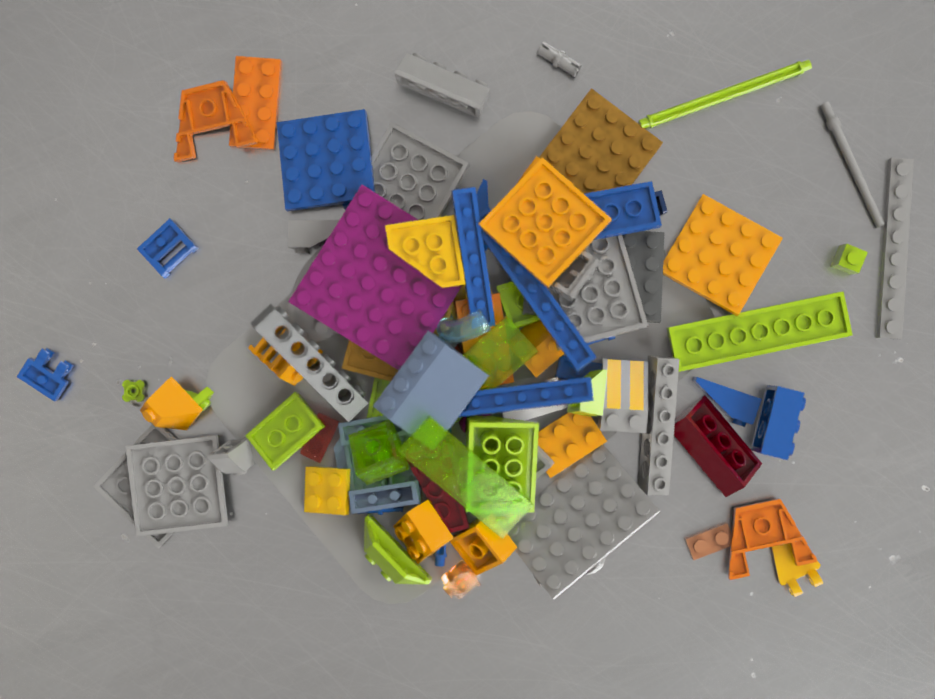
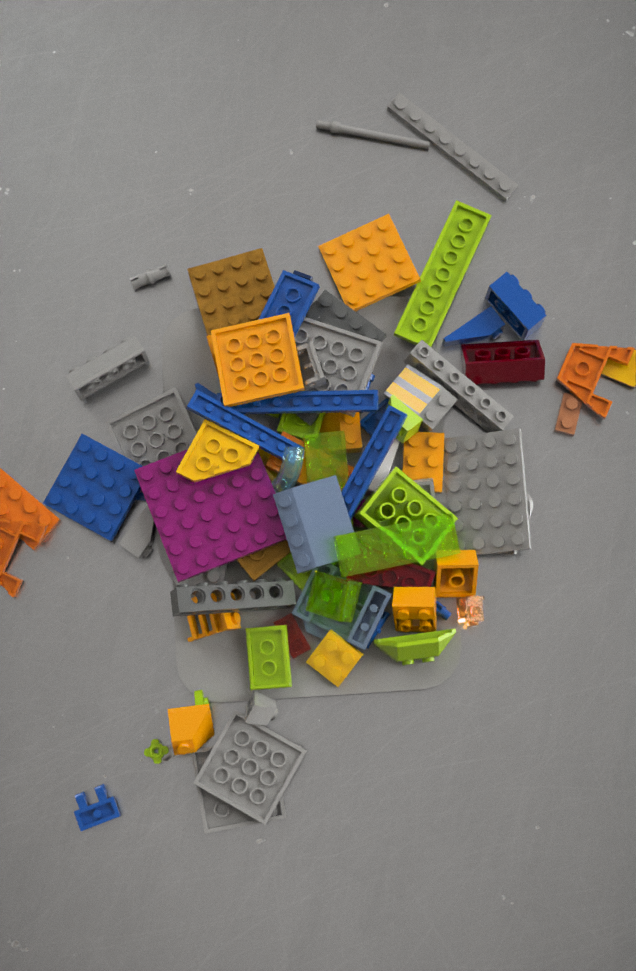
camera: 55 degrees left, 10 degrees down
(162, 242) = (65, 648): blue plate -> none
(725, 94) = (260, 183): lime piece -> none
(849, 259) = (436, 181): lime brick -> none

